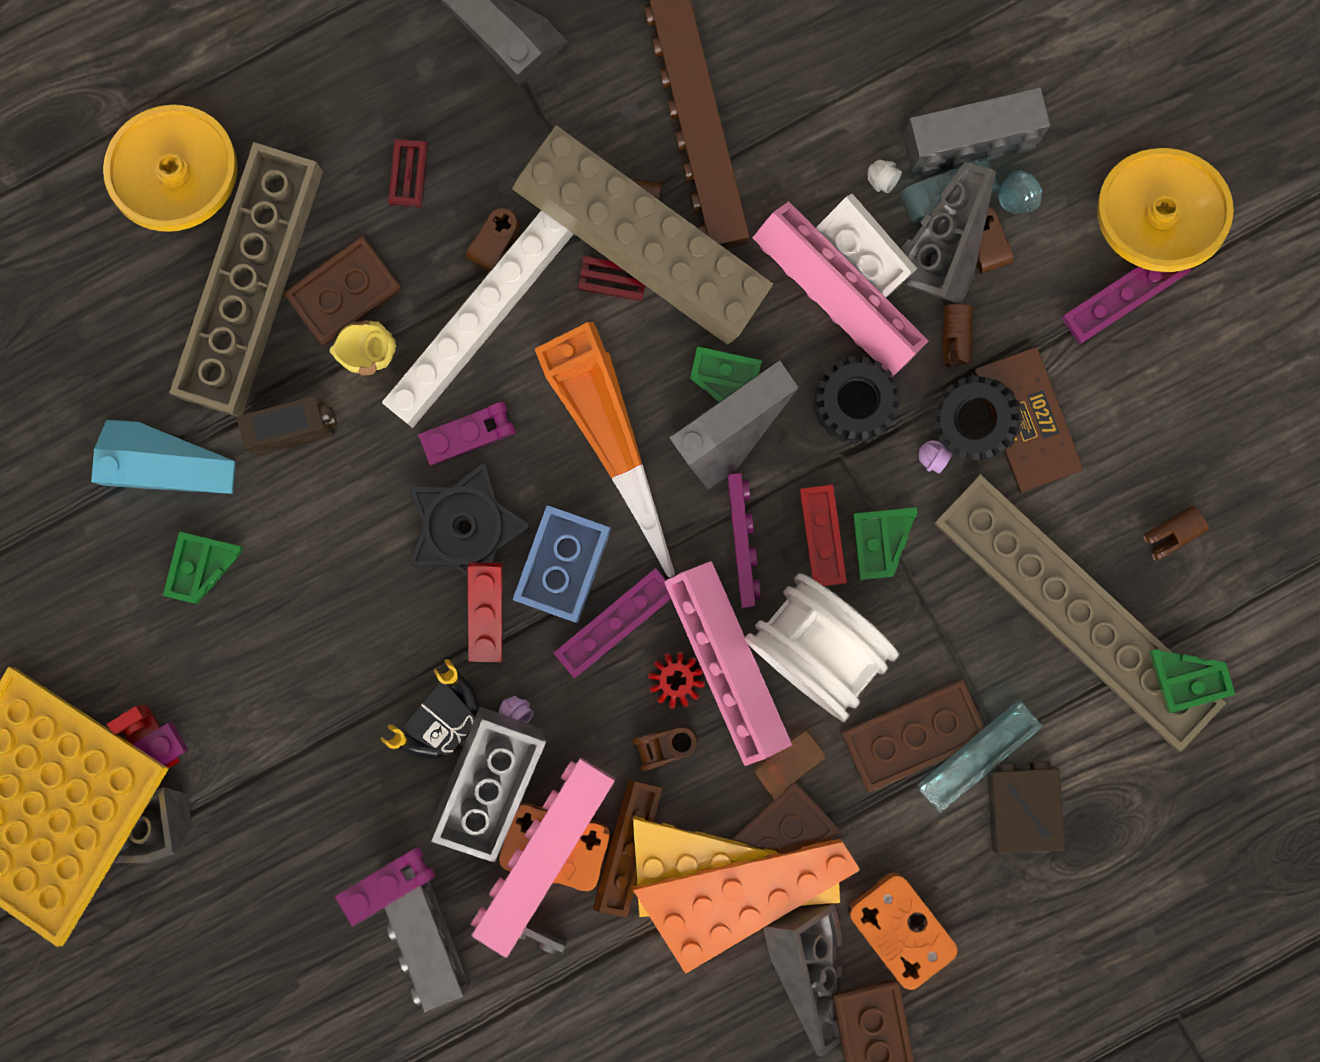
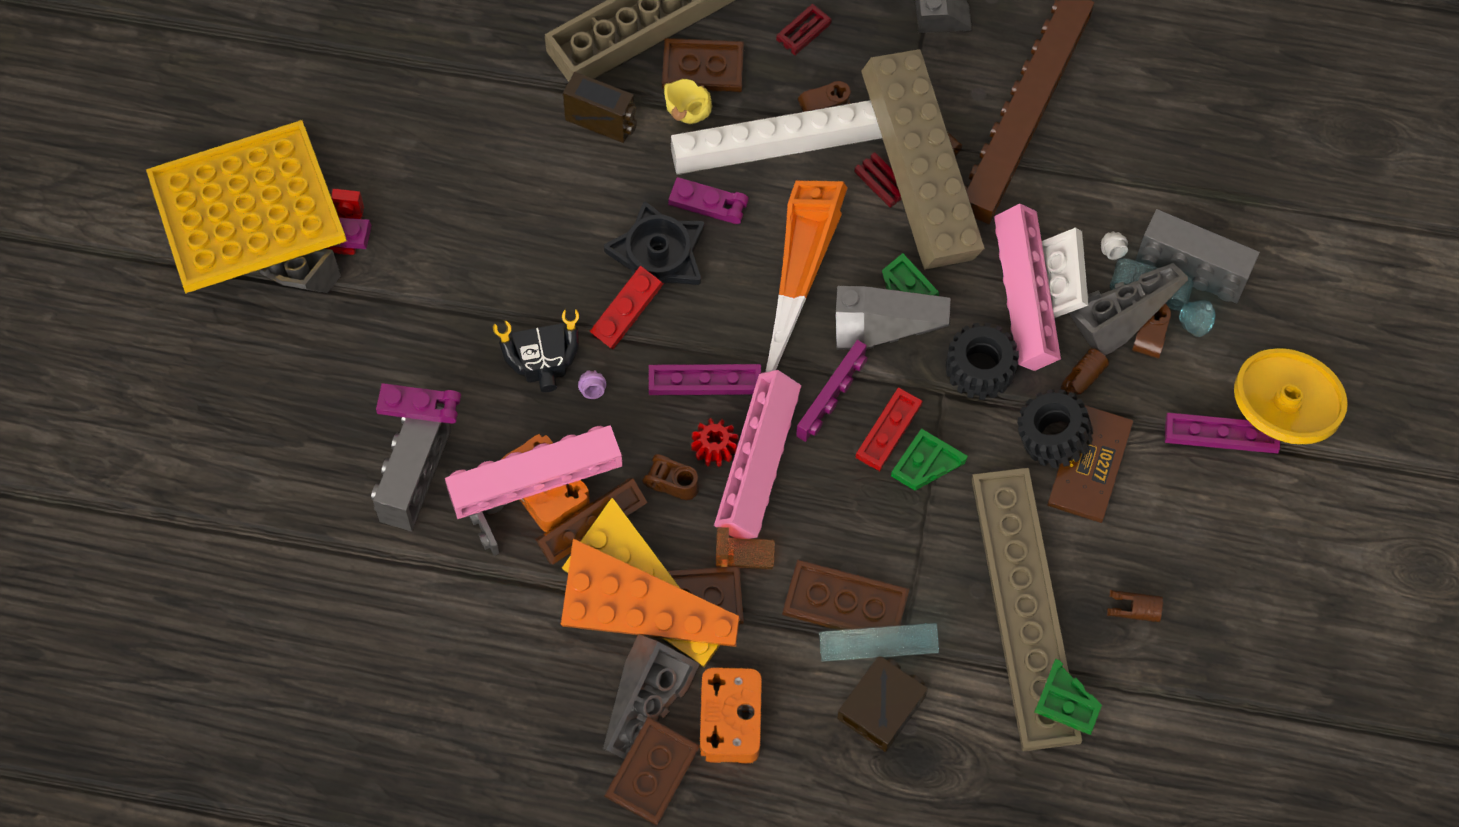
camera: 30 degrees right, 20 degrees down
(151, 459) = (498, 73): medium azure wedge -> none
(197, 566) = (470, 151): green wing -> none
(487, 784) = (536, 402): flat silver brick -> none
(562, 564) = (701, 315): medium blue brick -> none
(822, 646) = (829, 478): white wheel -> none
(934, 456) = (1007, 436): lavender plate -> none

